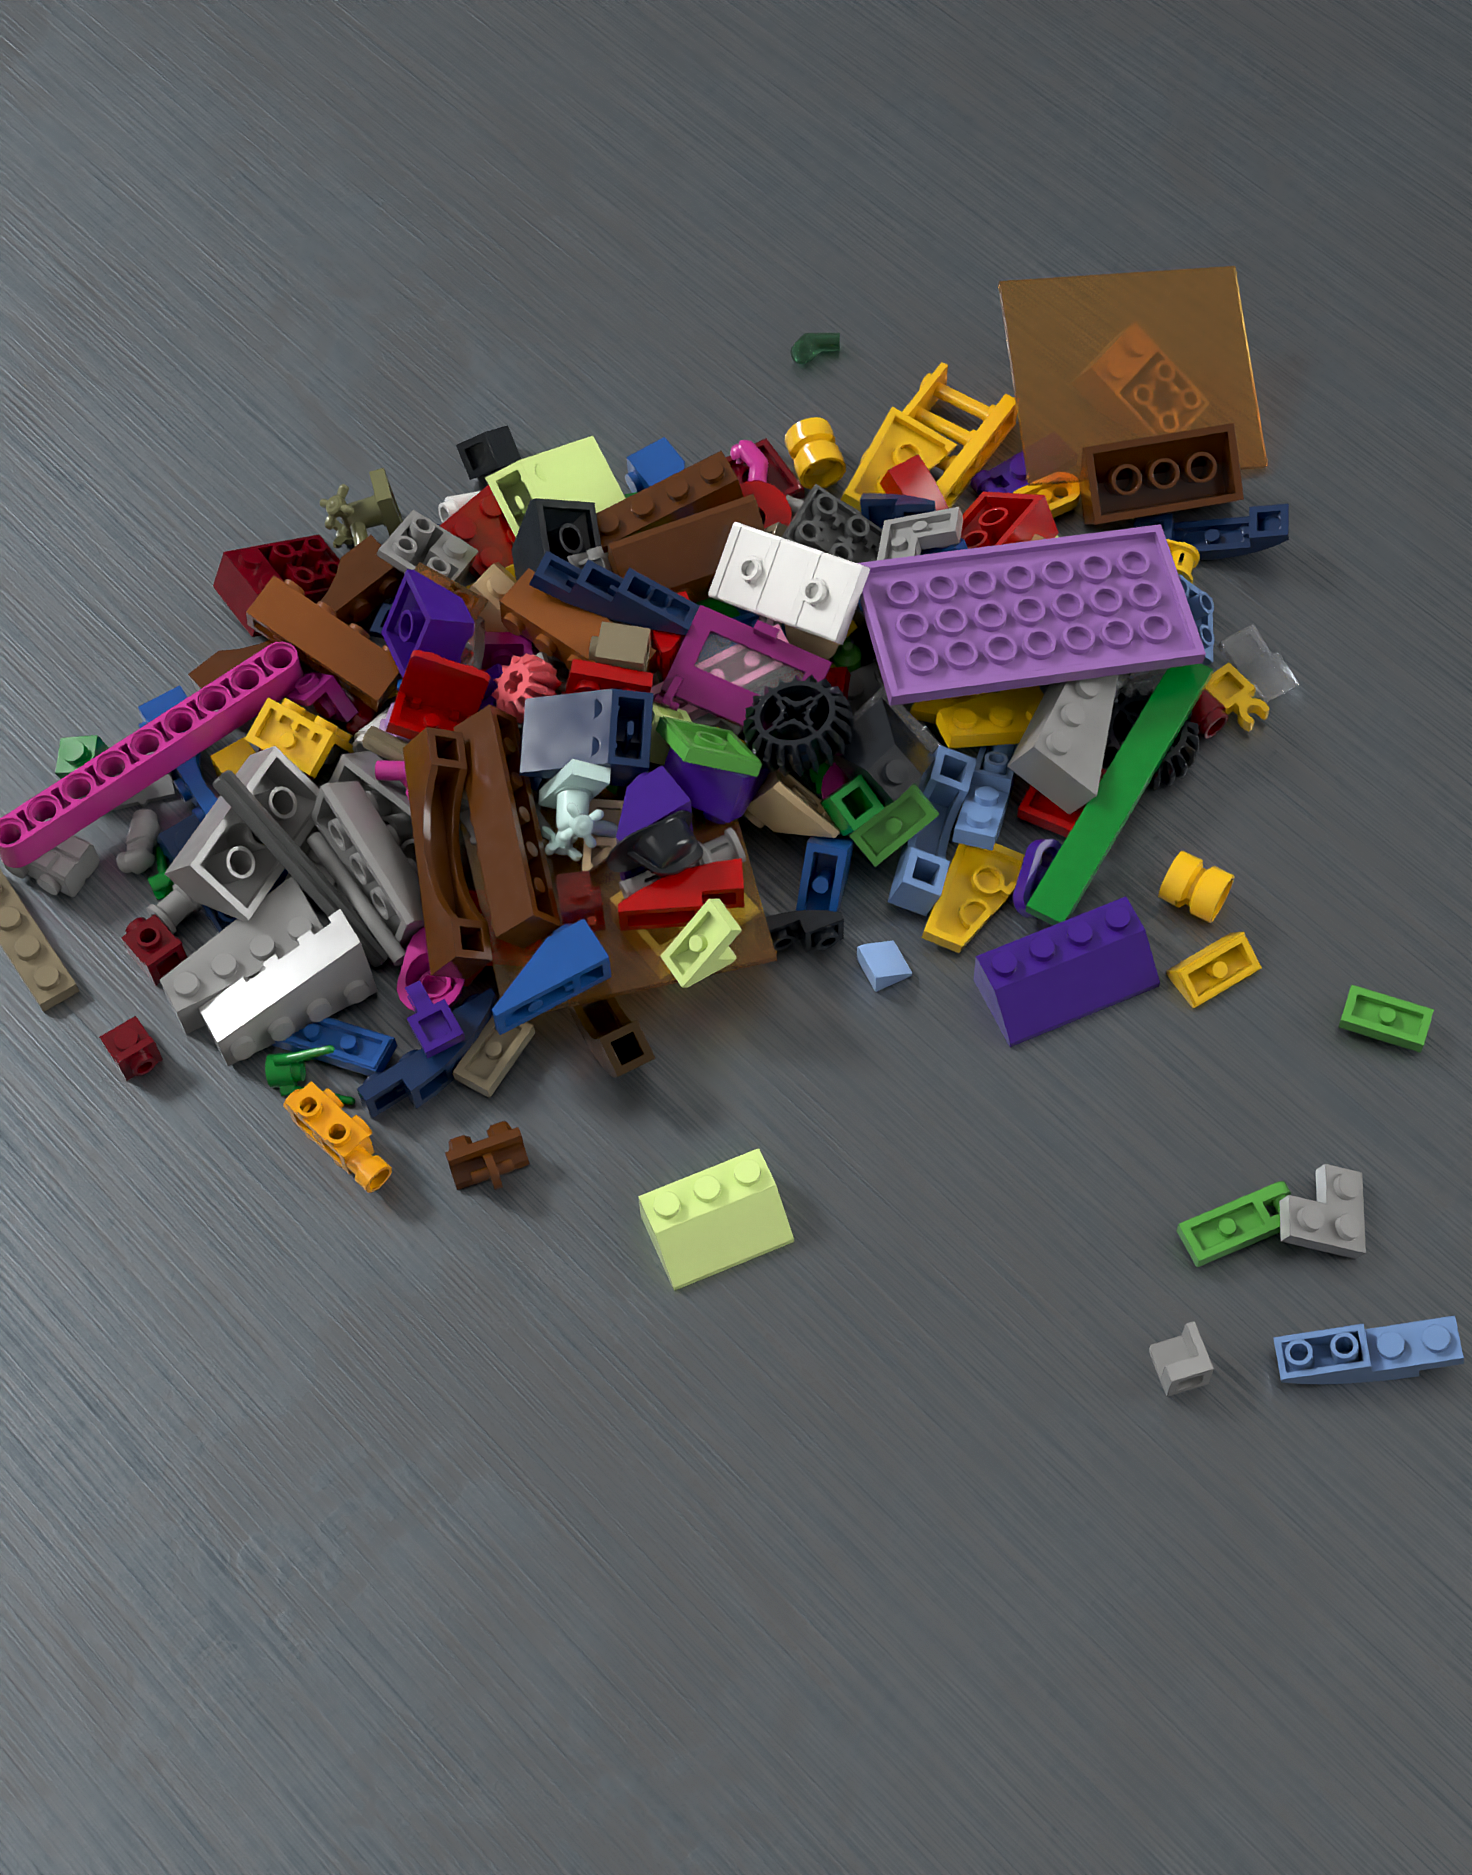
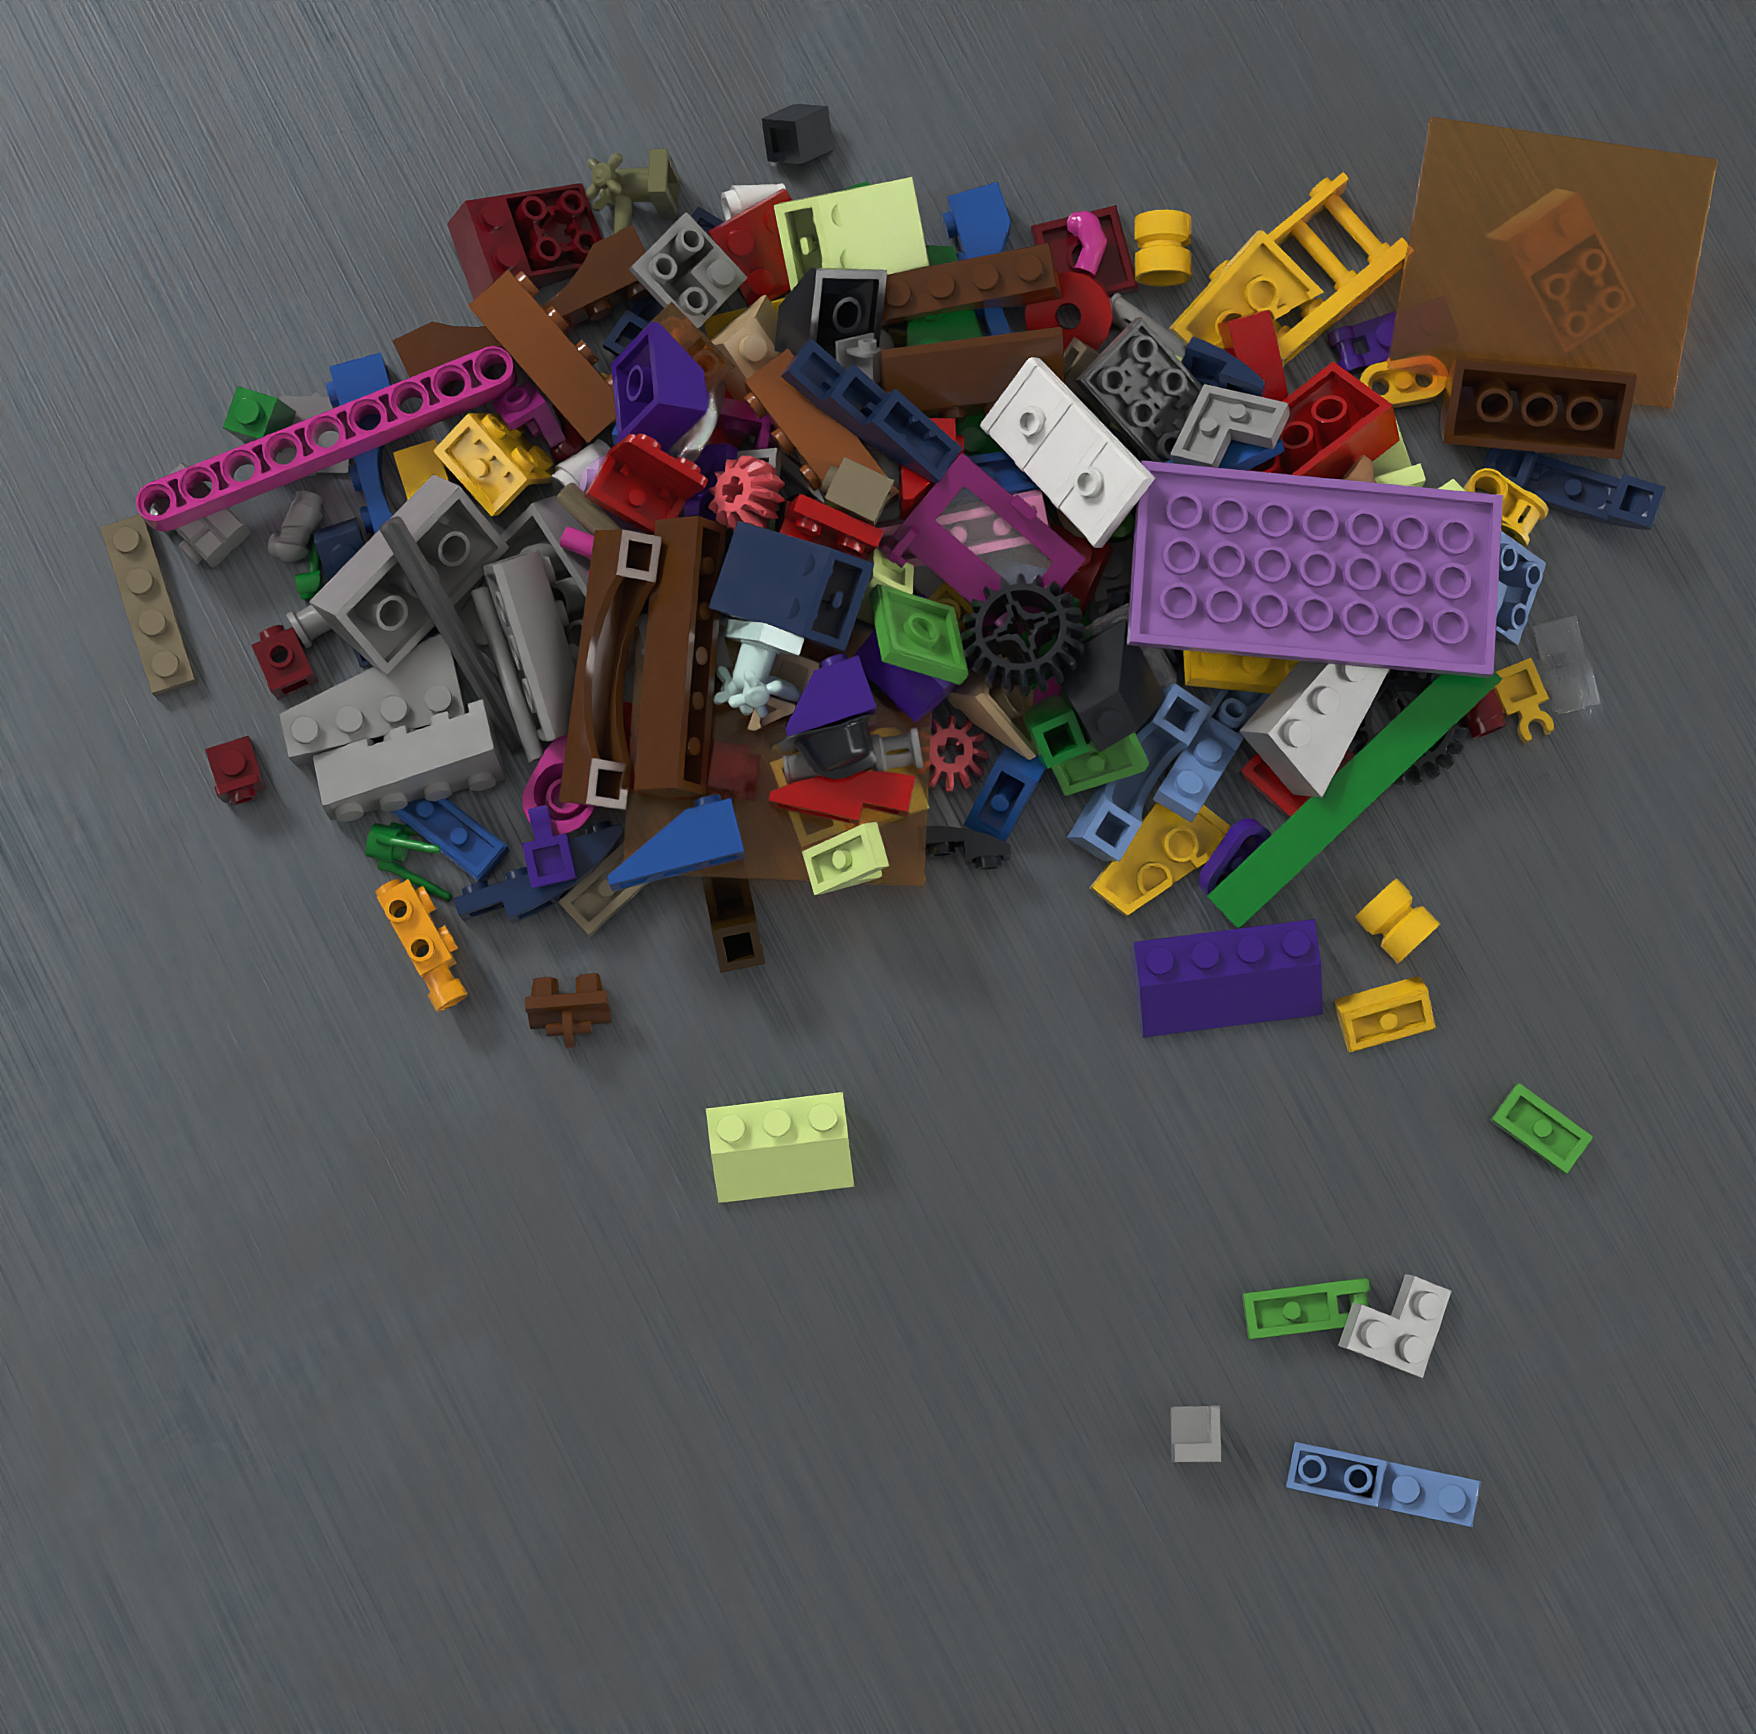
camera: 15 degrees right, 20 degrees up
(772, 862) = (963, 763): none -> coral gear
(811, 344) = (1208, 89): clear green arm -> none
(882, 964) = (1041, 906): light blue slope -> none

